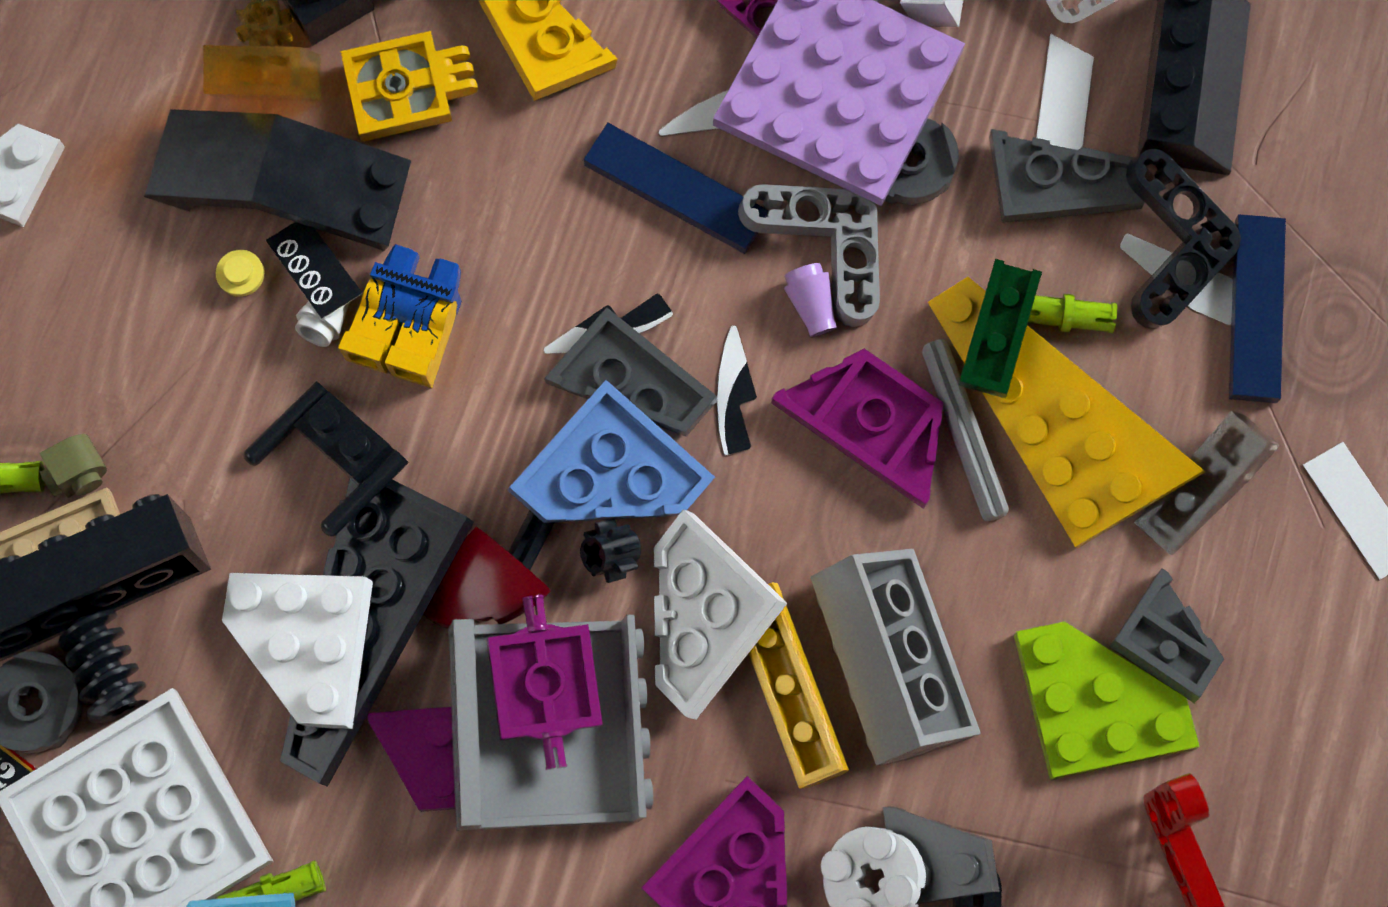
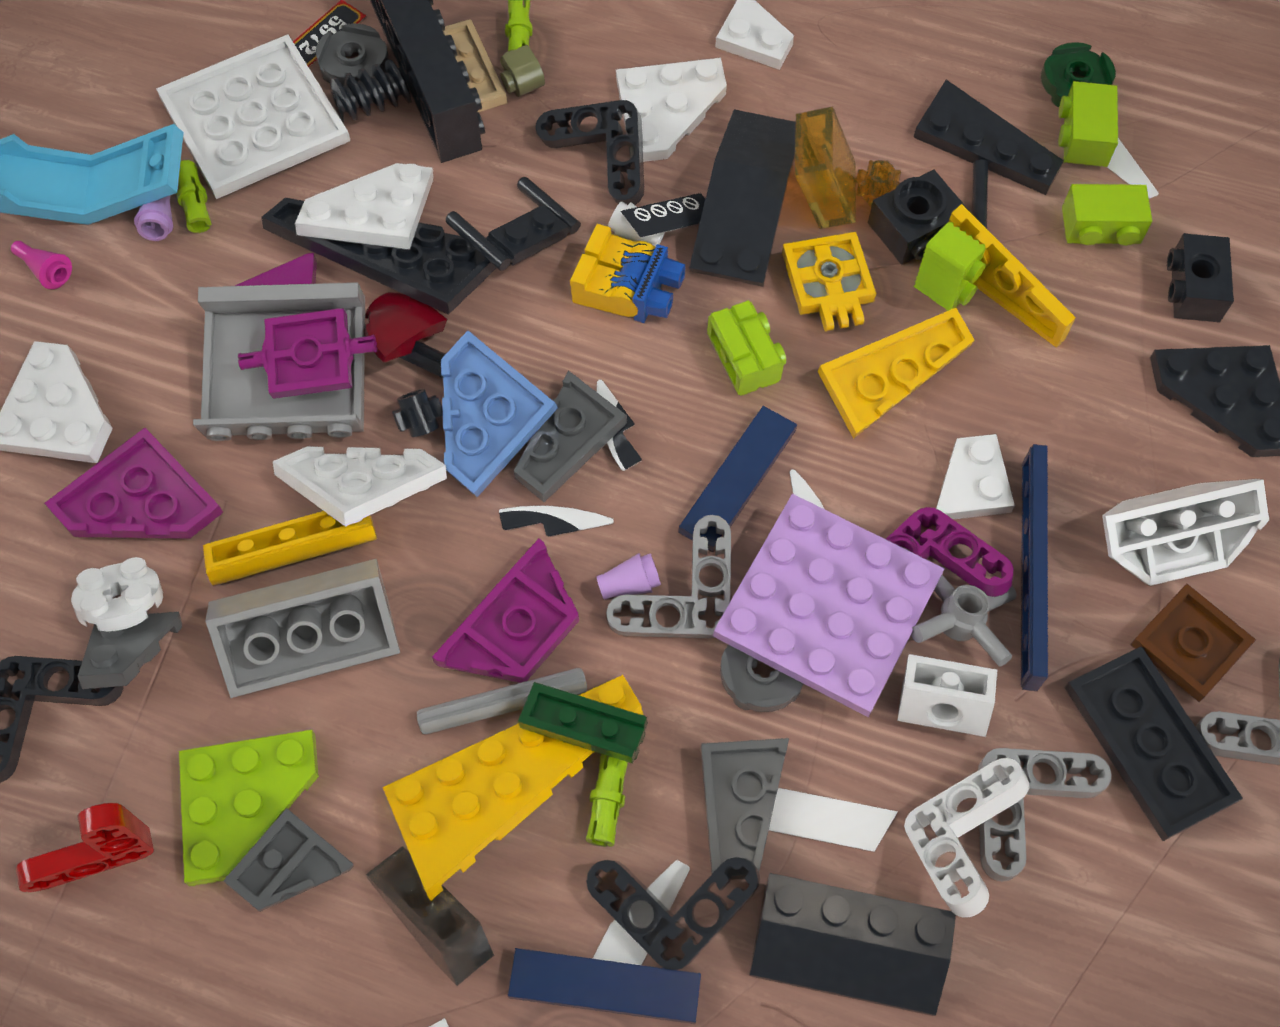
camera: 90 degrees right, 10 degrees down
(124, 284) = (670, 100): none -> white plate
(178, 349) = (606, 130): none -> black beam
(239, 273) = (670, 173): light yellow plate -> none
(506, 176) = (745, 347): none -> lime brick

